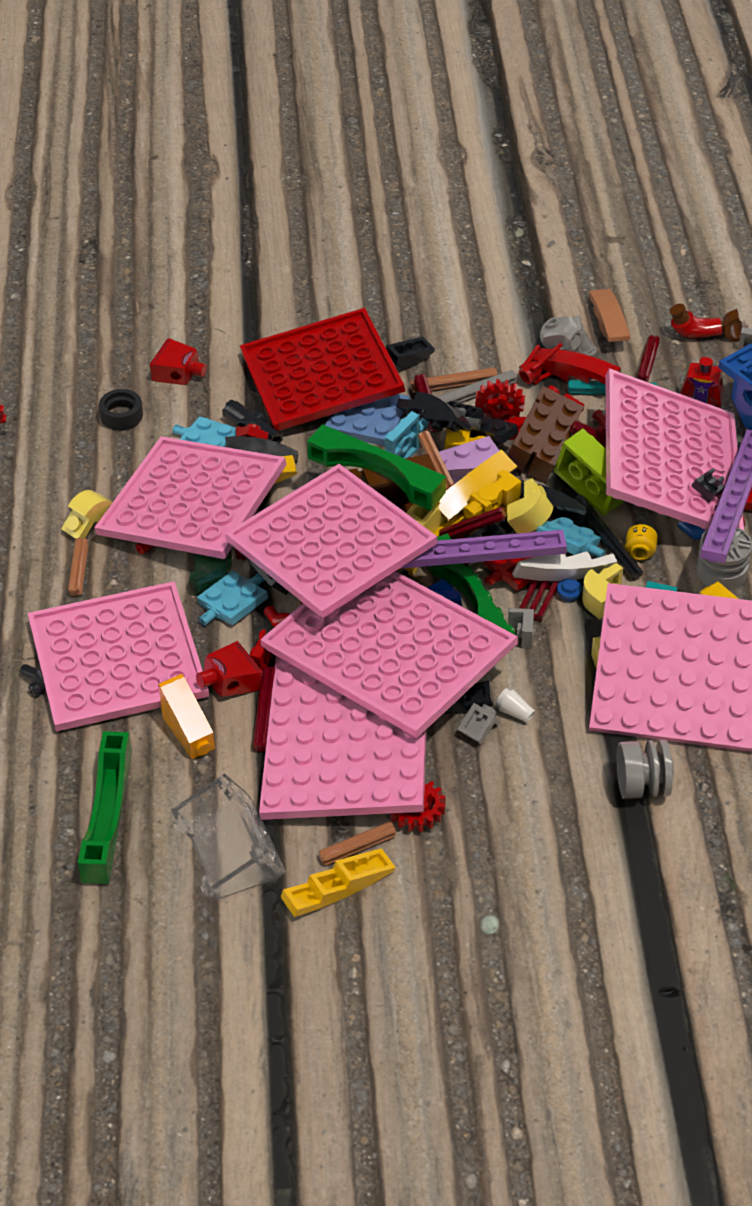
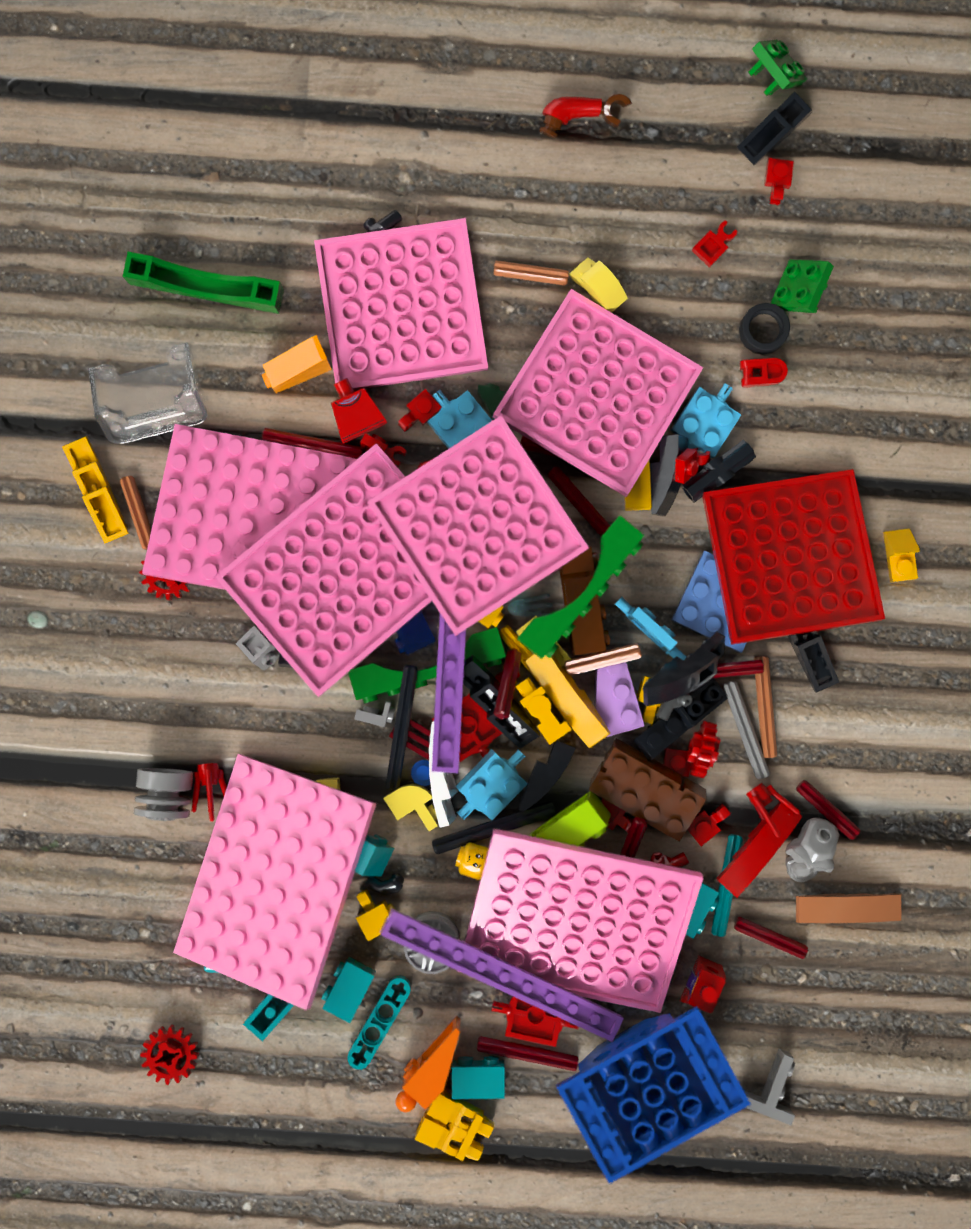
camera: 90 degrees right, 40 degrees up
(45, 449) = (712, 246): none -> red plate
(82, 384) = (802, 285): none -> green plate
(157, 402) = (771, 371): none -> red plate
(176, 363) = (832, 395): red torso -> none
(220, 629) = (421, 409): none -> red plate
(302, 314) = (900, 555): none -> yellow slope
(514, 705) = (275, 686): white cone -> none
(528, 339) = (828, 809): none -> dark red axle
(531, 510) = (515, 751): light yellow brick -> none
(531, 600) = (401, 727): none -> black axle
(610, 746) = (208, 775): none -> red plant
(693, 327) = (813, 1016): piece -> none
(708, 485) = (519, 948): black tile -> none

